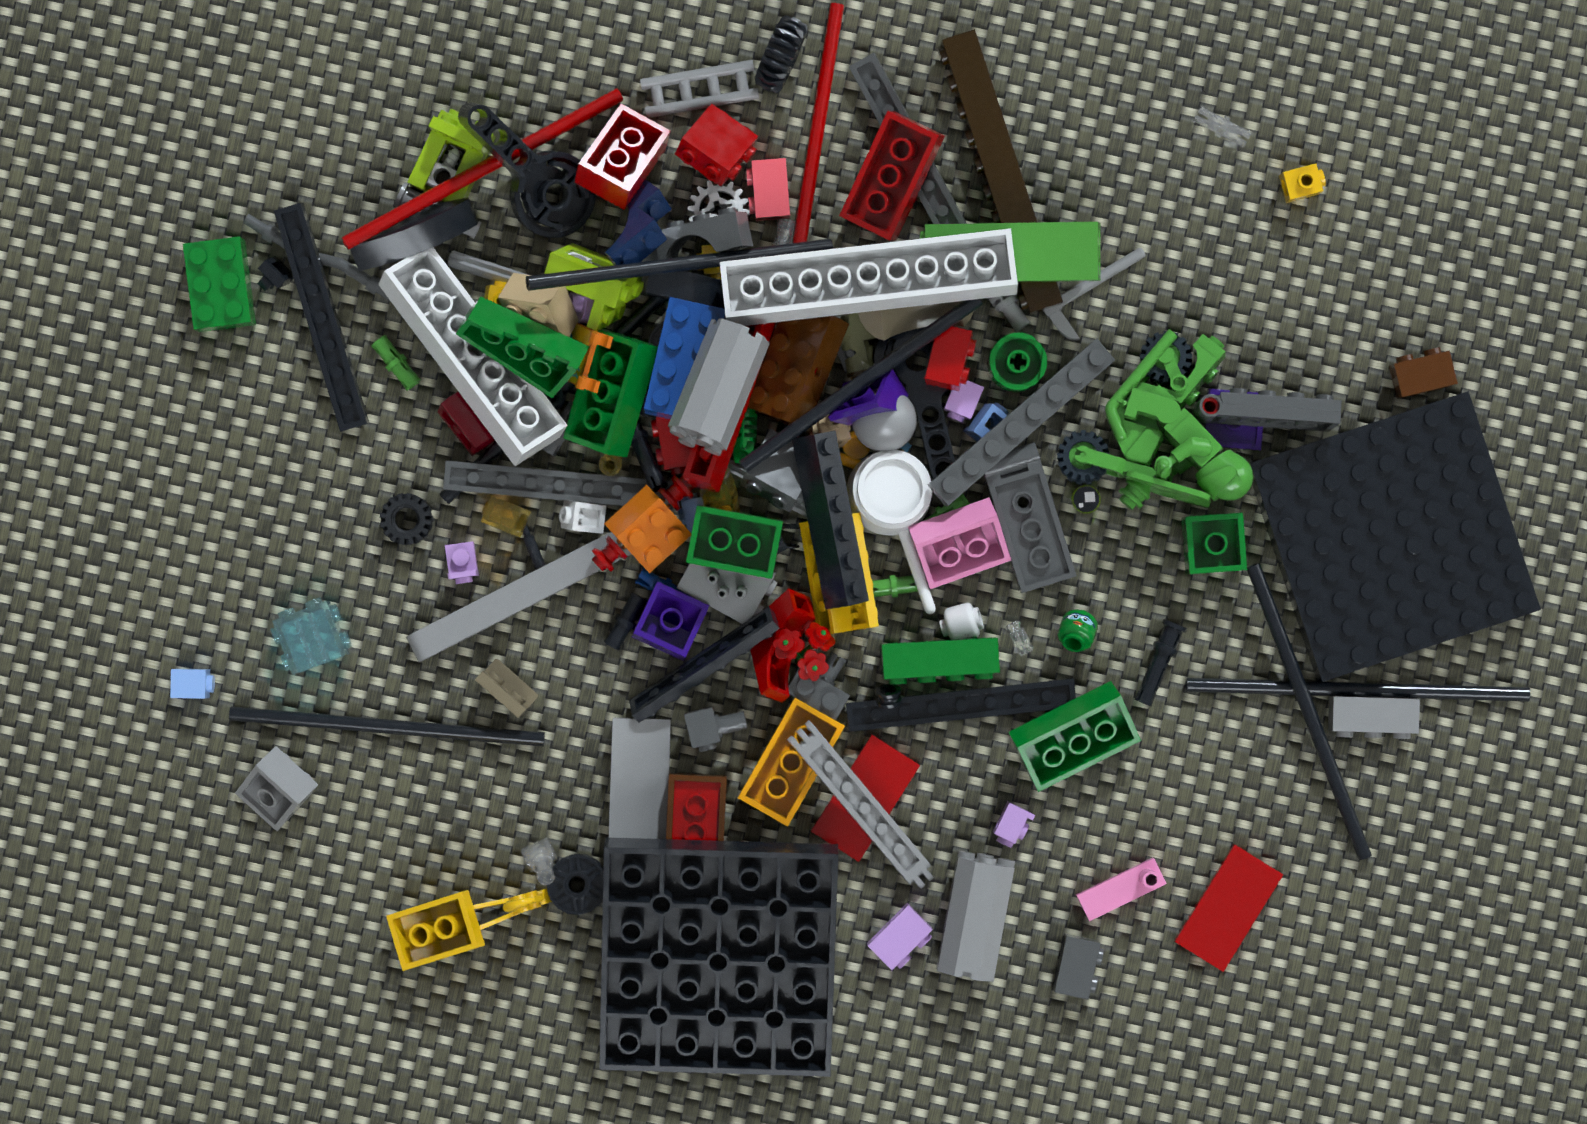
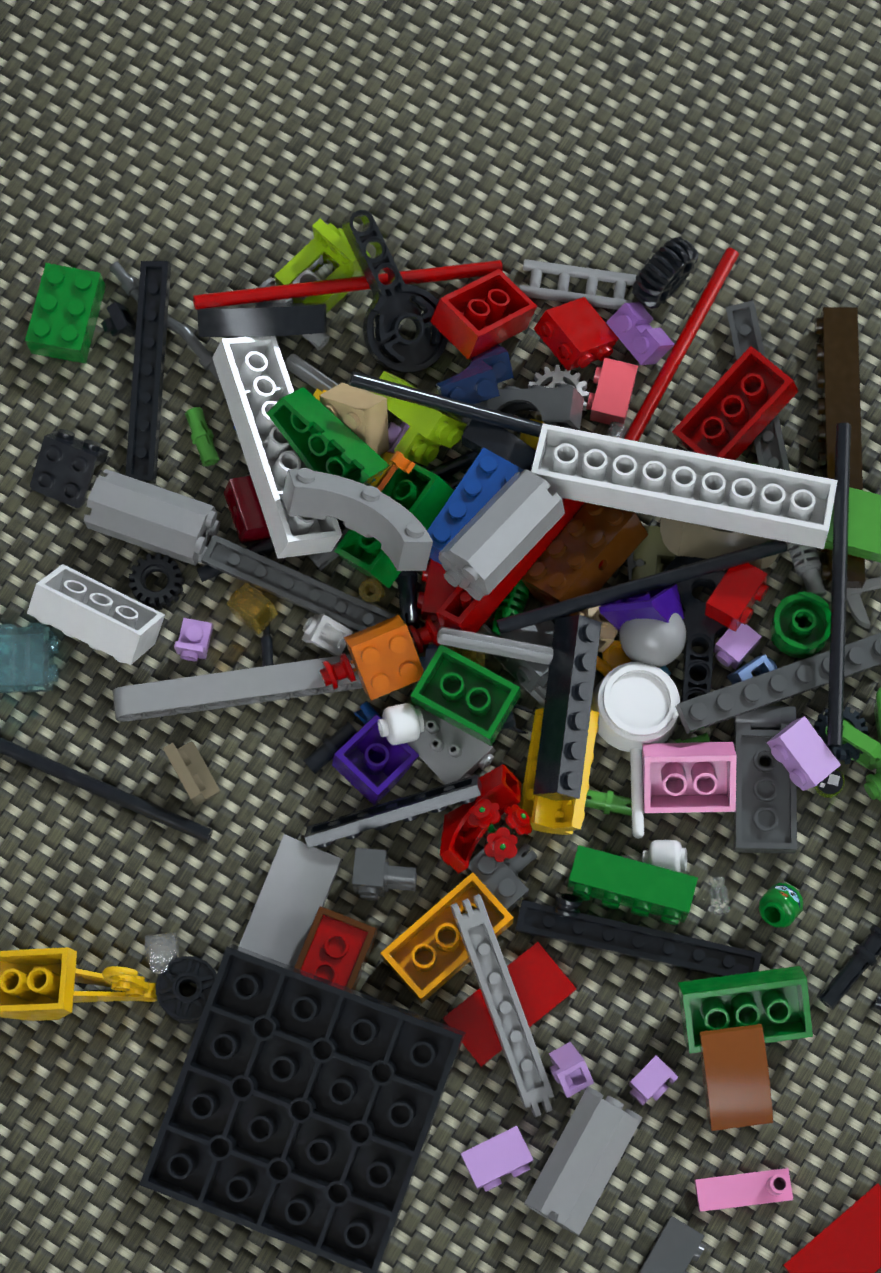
camera: 30 degrees right, 15 degrees down
(280, 436) = (66, 467): none -> black bracket
(364, 573) = (95, 614): none -> white brick
(381, 462) = (151, 517): none -> light grey brick
(583, 403) = (361, 510): none -> light grey brick
(684, 585) = (401, 724): none -> white head
(746, 487) = (494, 645): none -> light grey axle
(775, 124) = (633, 328): none -> medium lavender brick
(938, 840) = (570, 1069): none -> lavender brick
(1040, 320) = (839, 586): none -> black piece
(1056, 489) = (803, 754): none -> lavender brick
(1085, 798) = (736, 1077): none -> dark orange slope

